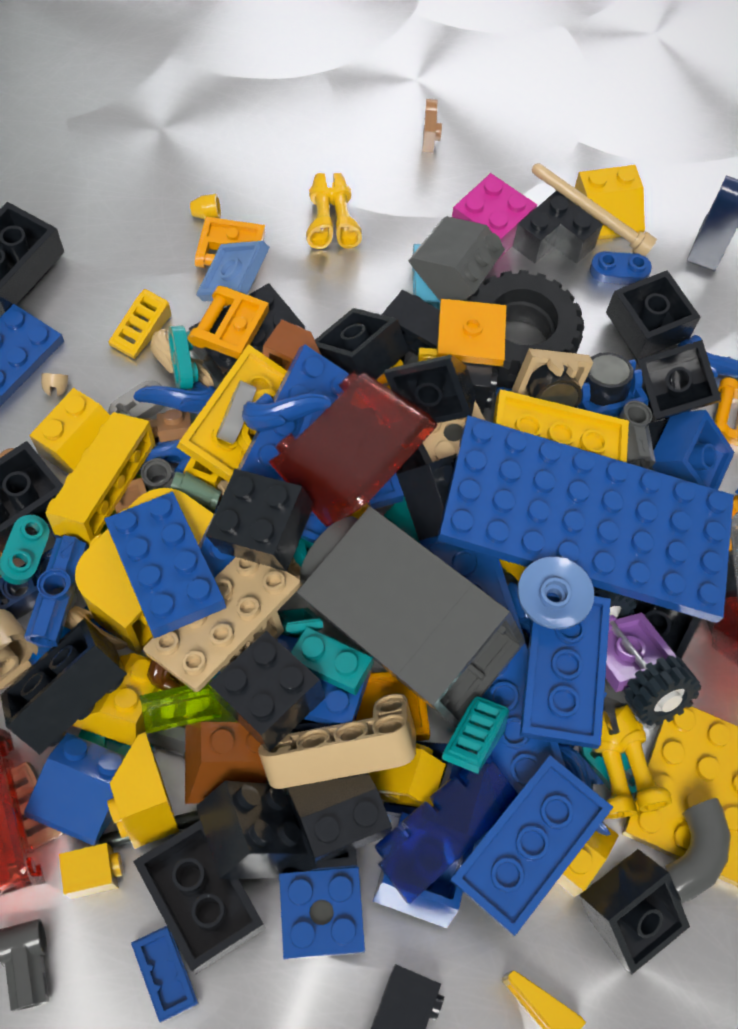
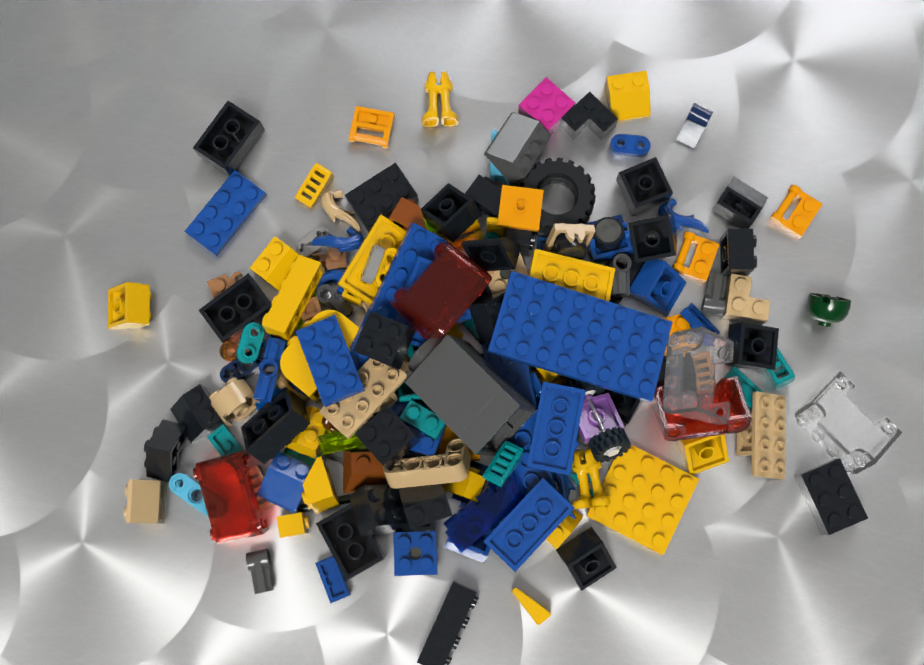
camera: 15 degrees right, 15 degrees up
(51, 381) = (262, 225): tan hinge -> none
(184, 371) = (342, 224): teal plate -> none
(196, 489) = (348, 307): sand green cone -> none
(206, 206) = (356, 96): yellow hose -> none
(233, 268) = (372, 152): medium blue plate -> none
(236, 328) = (375, 197): light orange plate -> none
(267, 414) = (394, 273): blue piece -> none
(432, 129) = (510, 33): medium nougat plate -> none
(558, 577) = (560, 380): medium blue dish -> none
(640, 241) = (645, 127): tan piece -> none
(706, 852) = (627, 532): dark grey cylinder -> none

